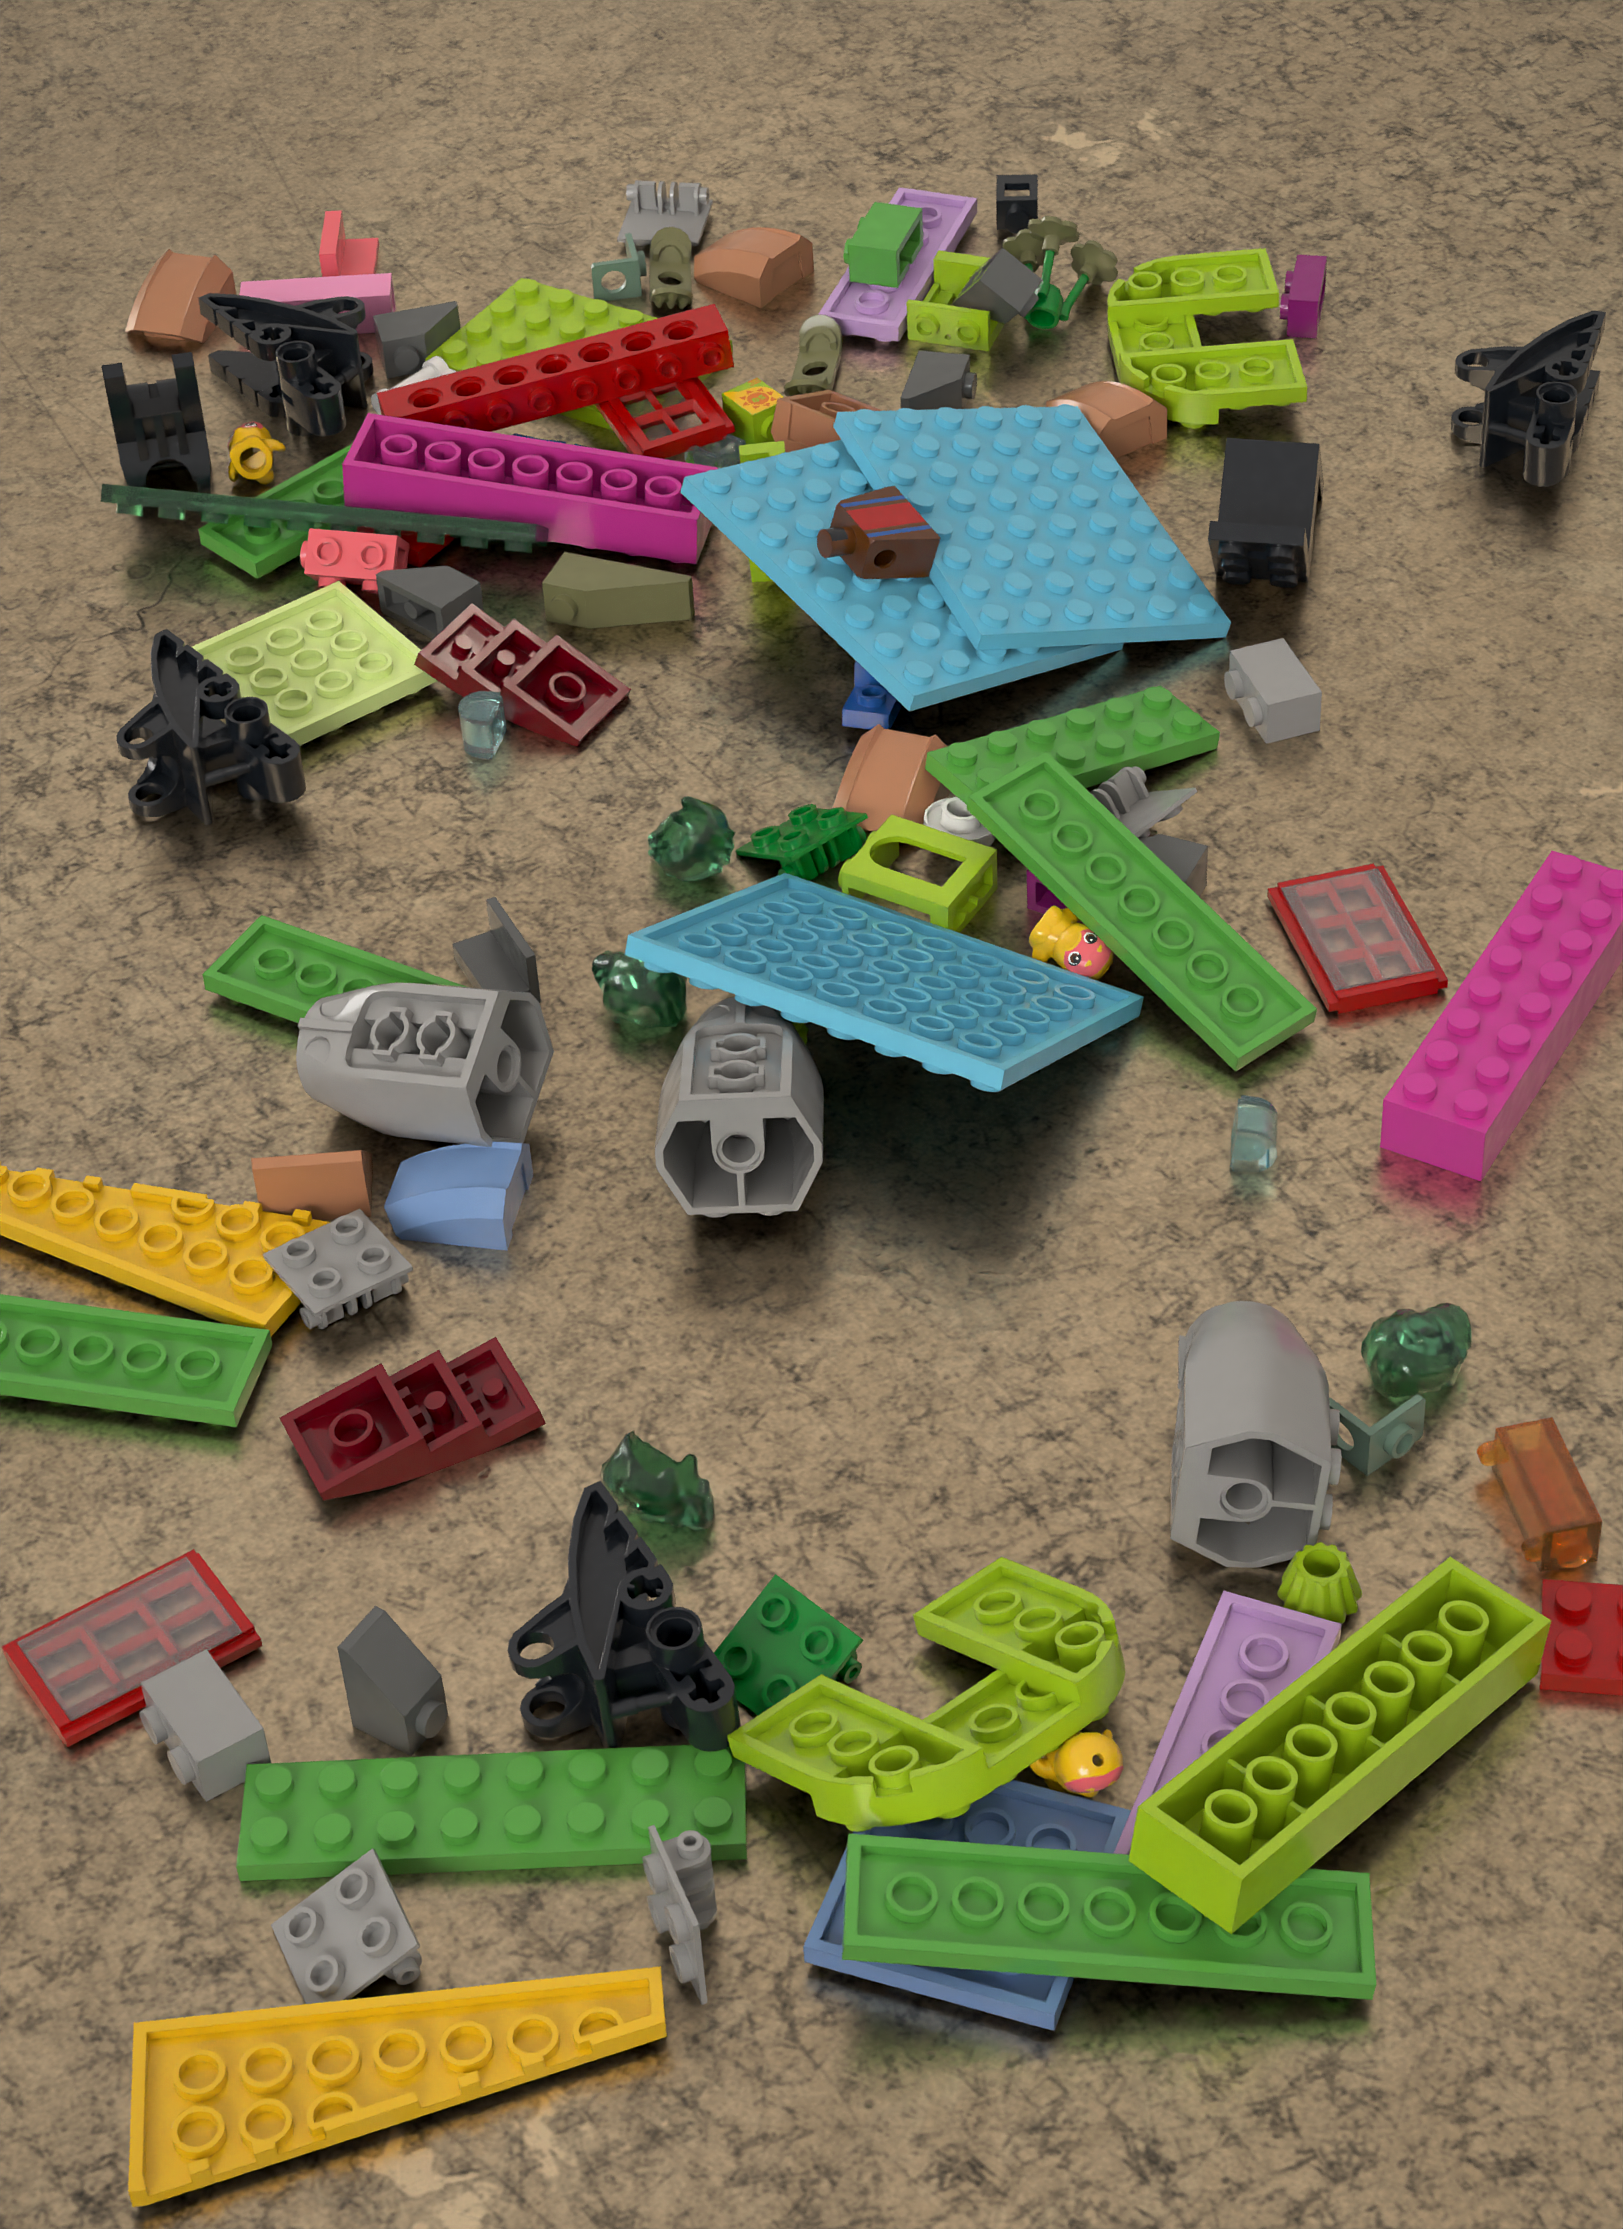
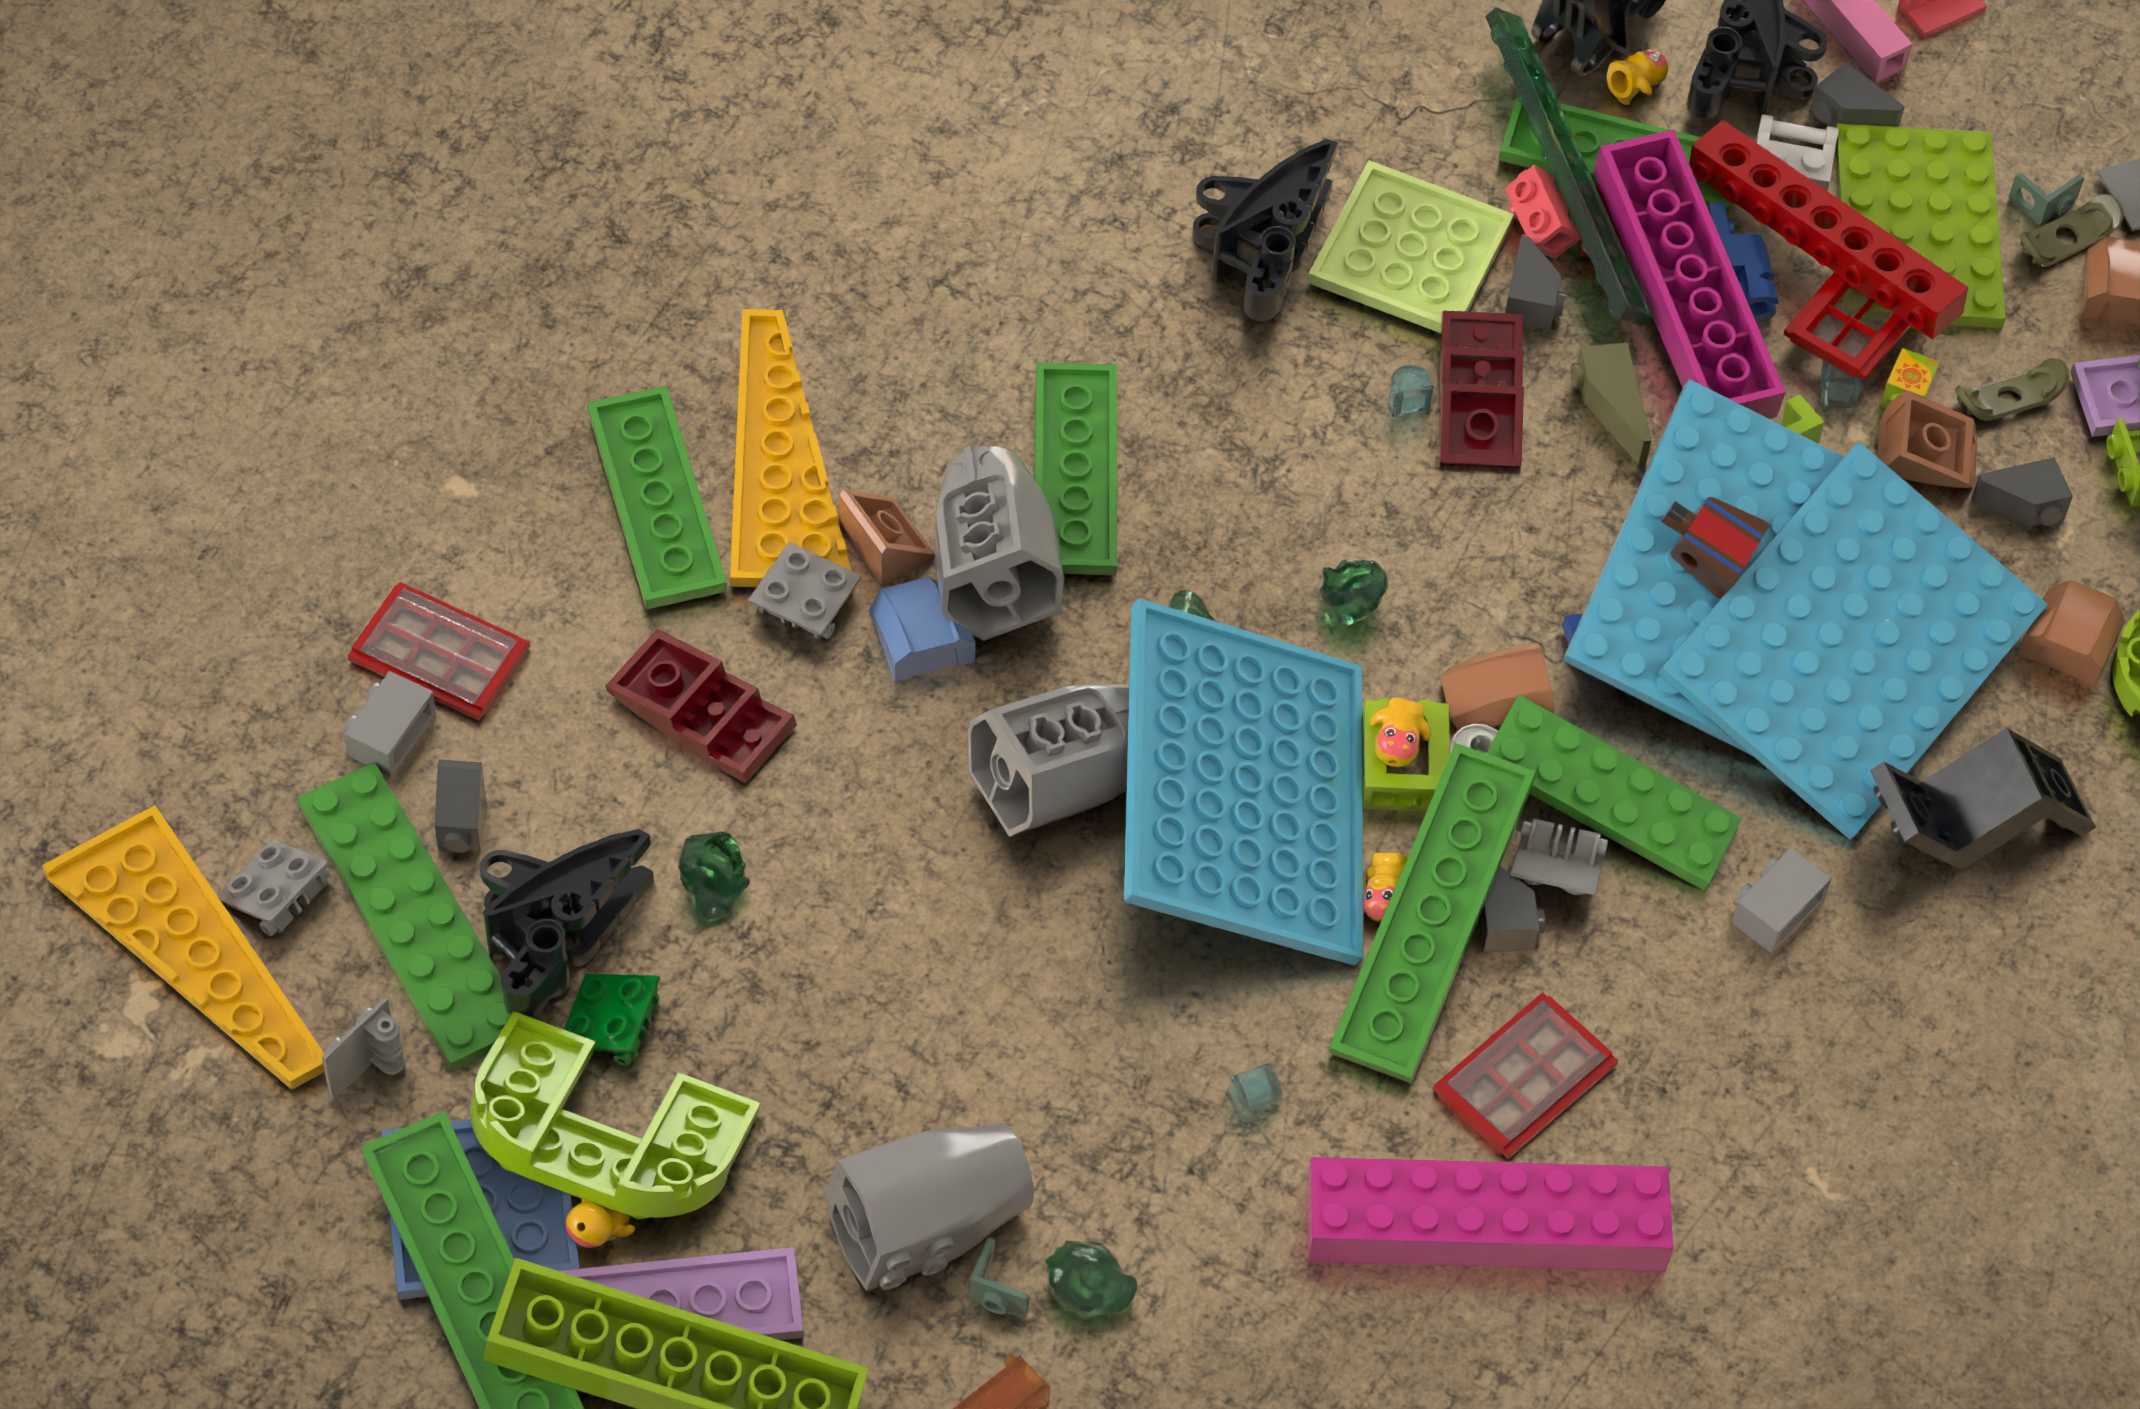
camera: 55 degrees right, 15 degrees up
(498, 957) = (1158, 535): dark grey panel -> none
(809, 840) = (1411, 657): green hinge -> none
(910, 849) = (1399, 735): none -> animal
(1320, 1583) = (835, 1319): lime piece -> none

